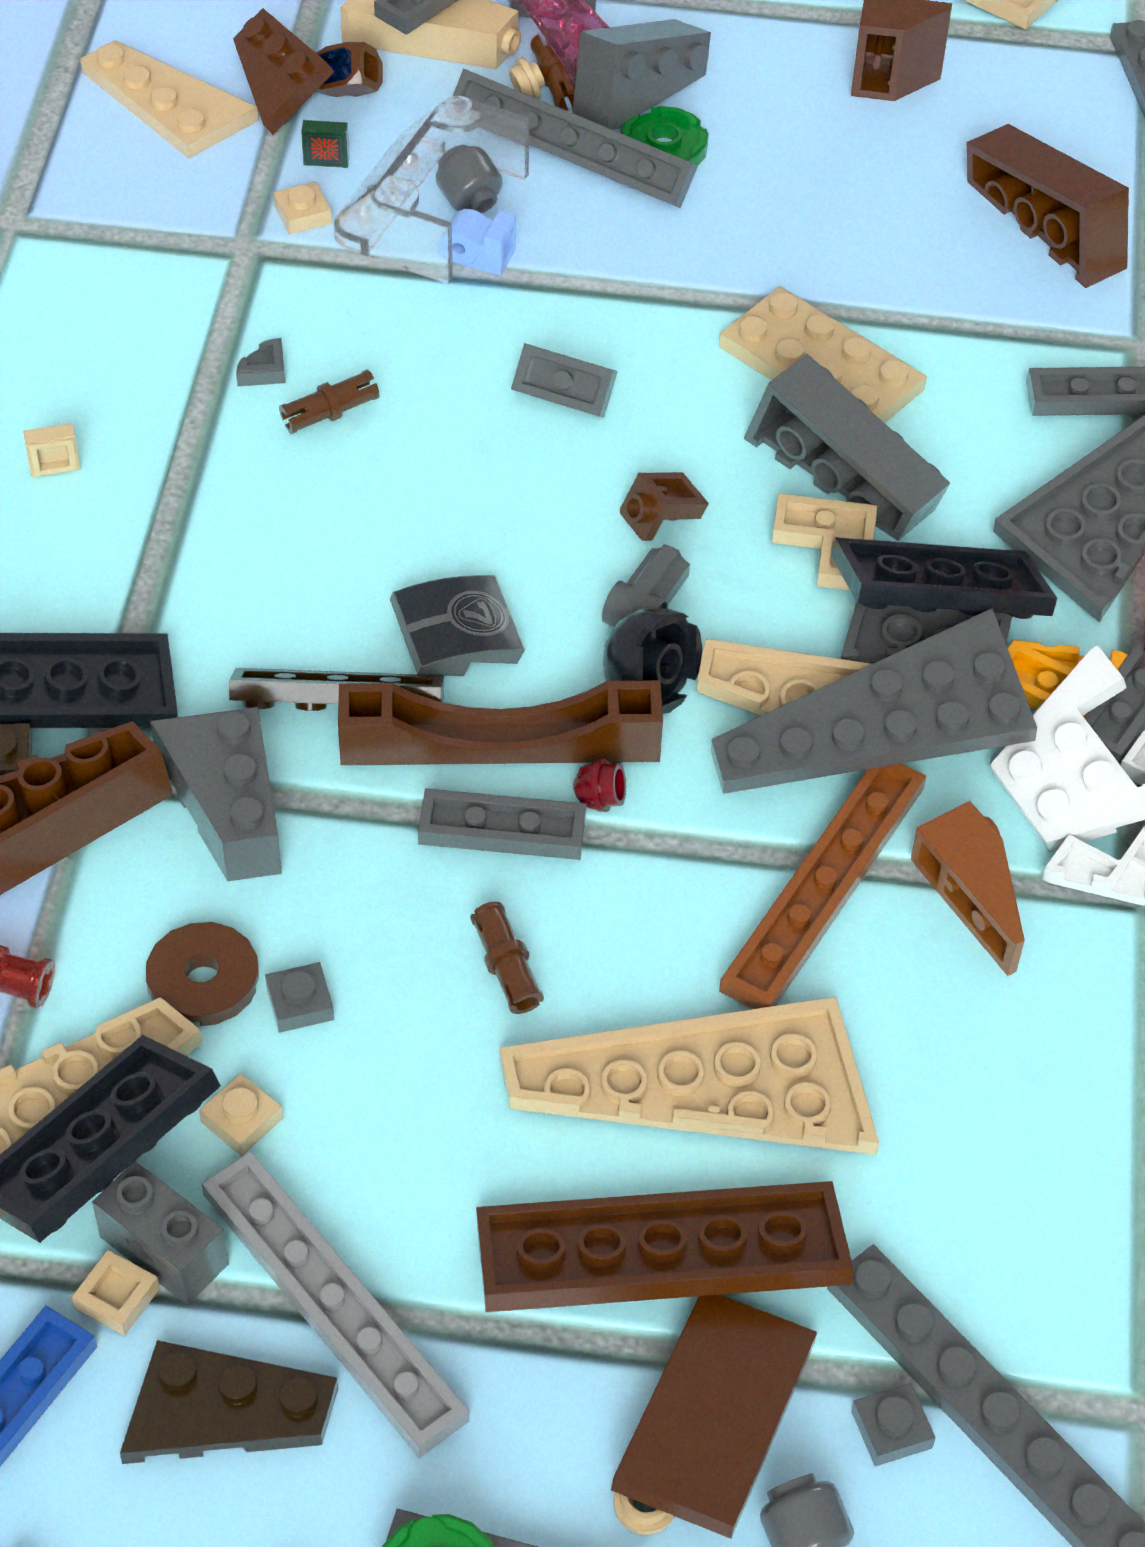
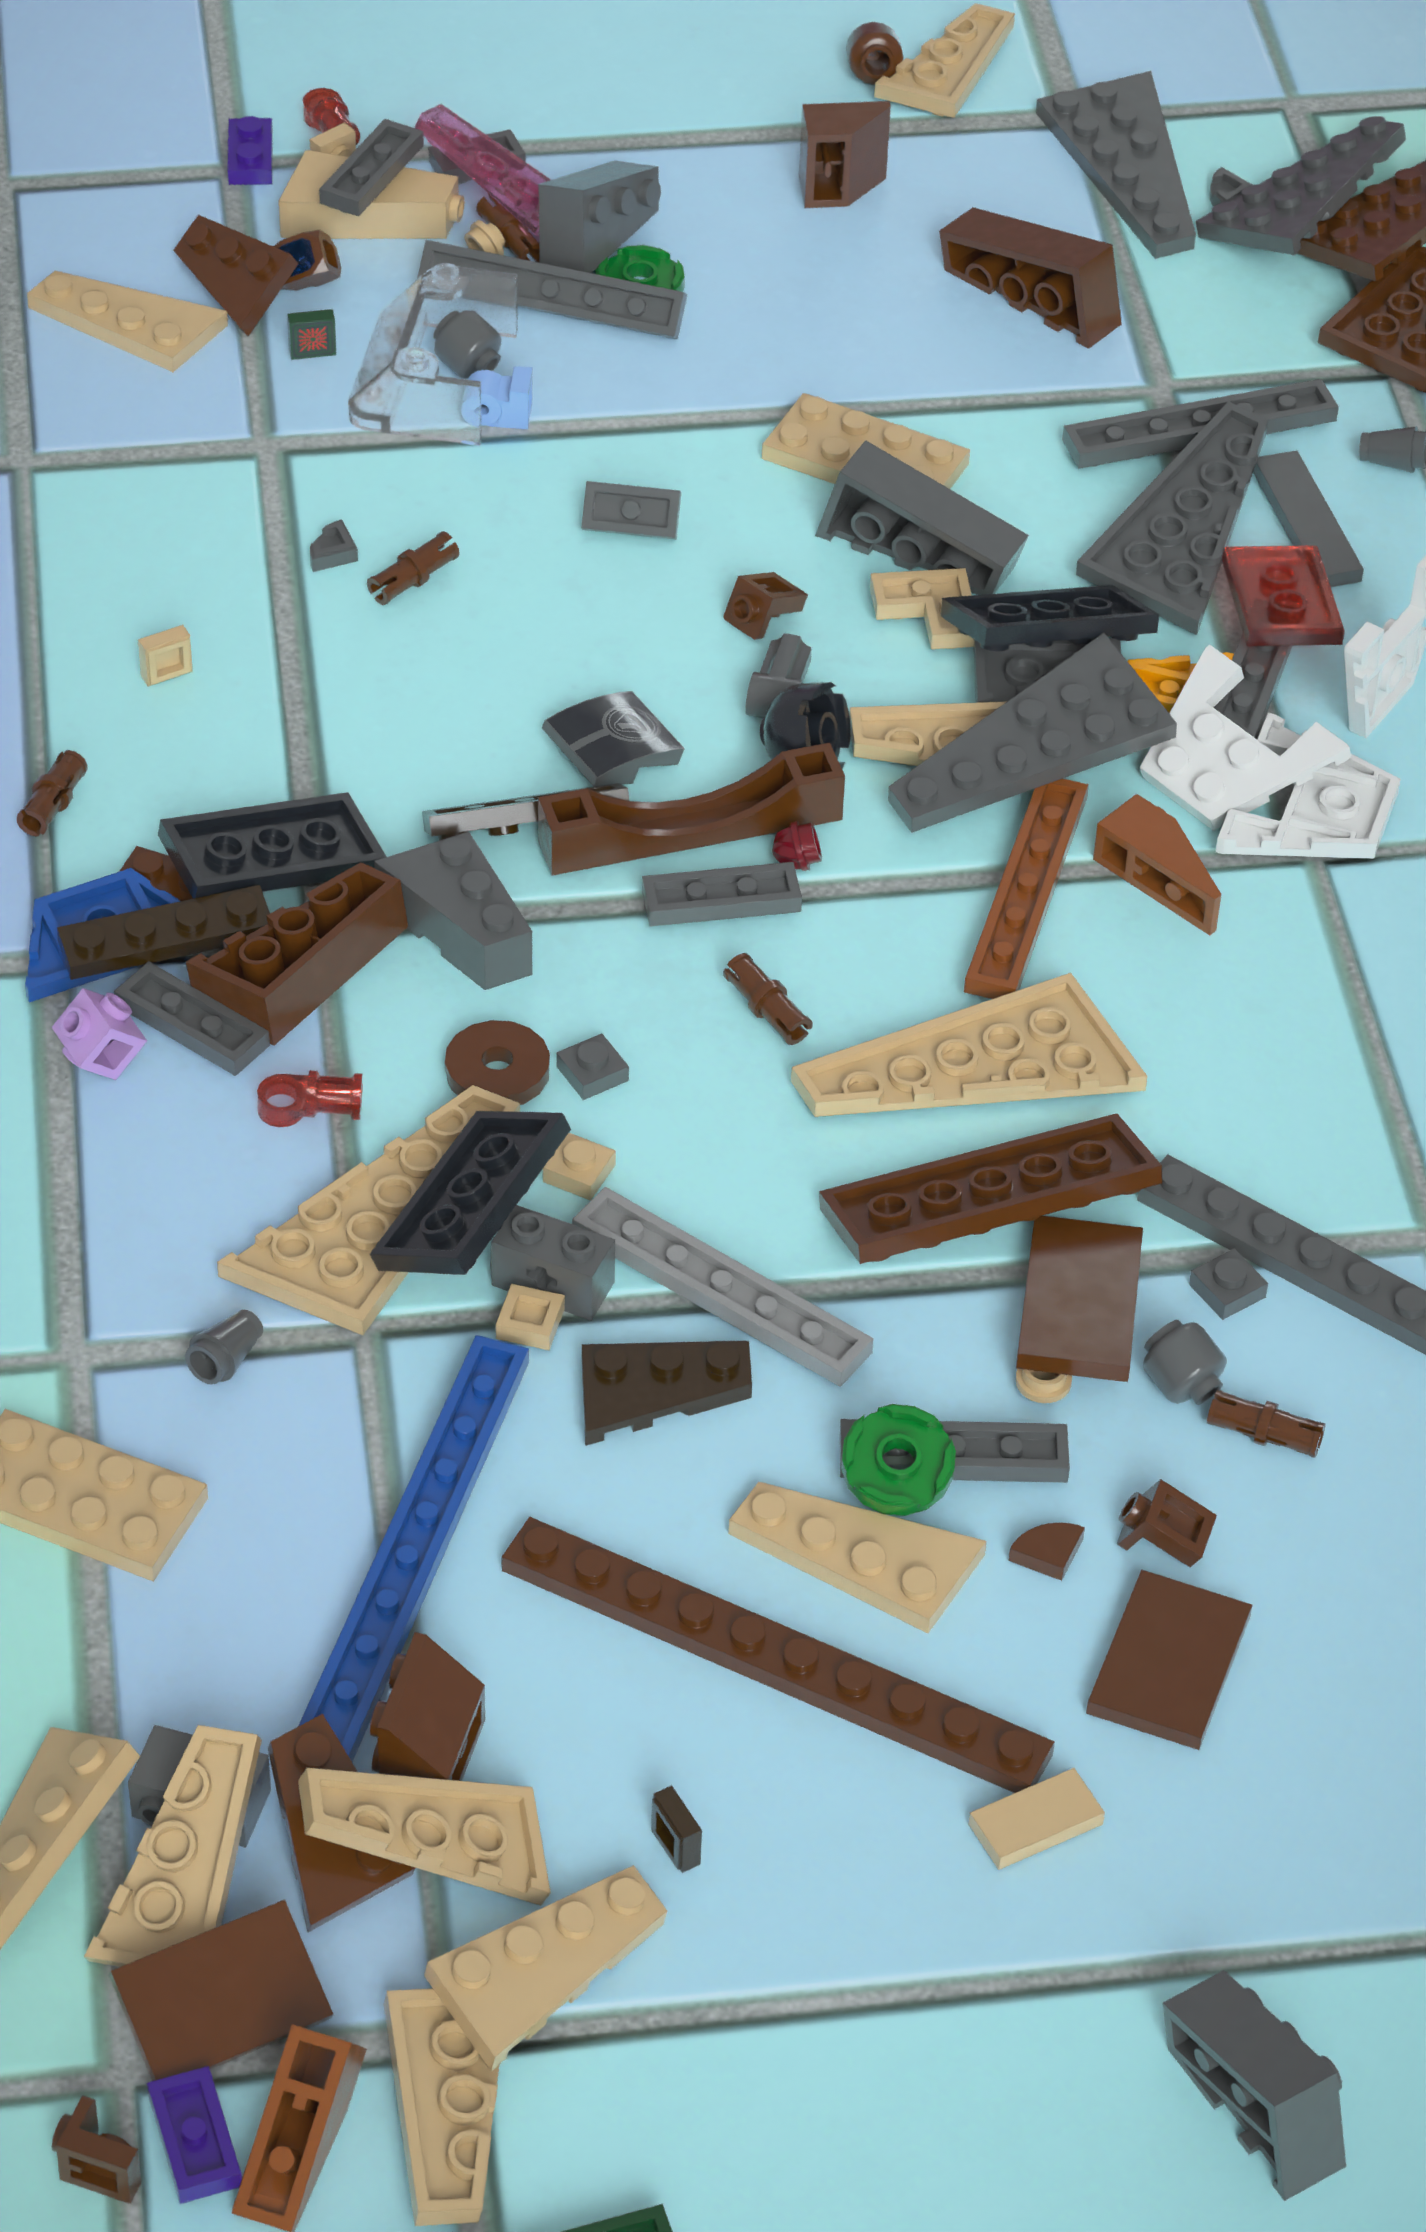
camera: 15 degrees left, 5 degrees down
(302, 207) = (309, 398): tan plate -> none

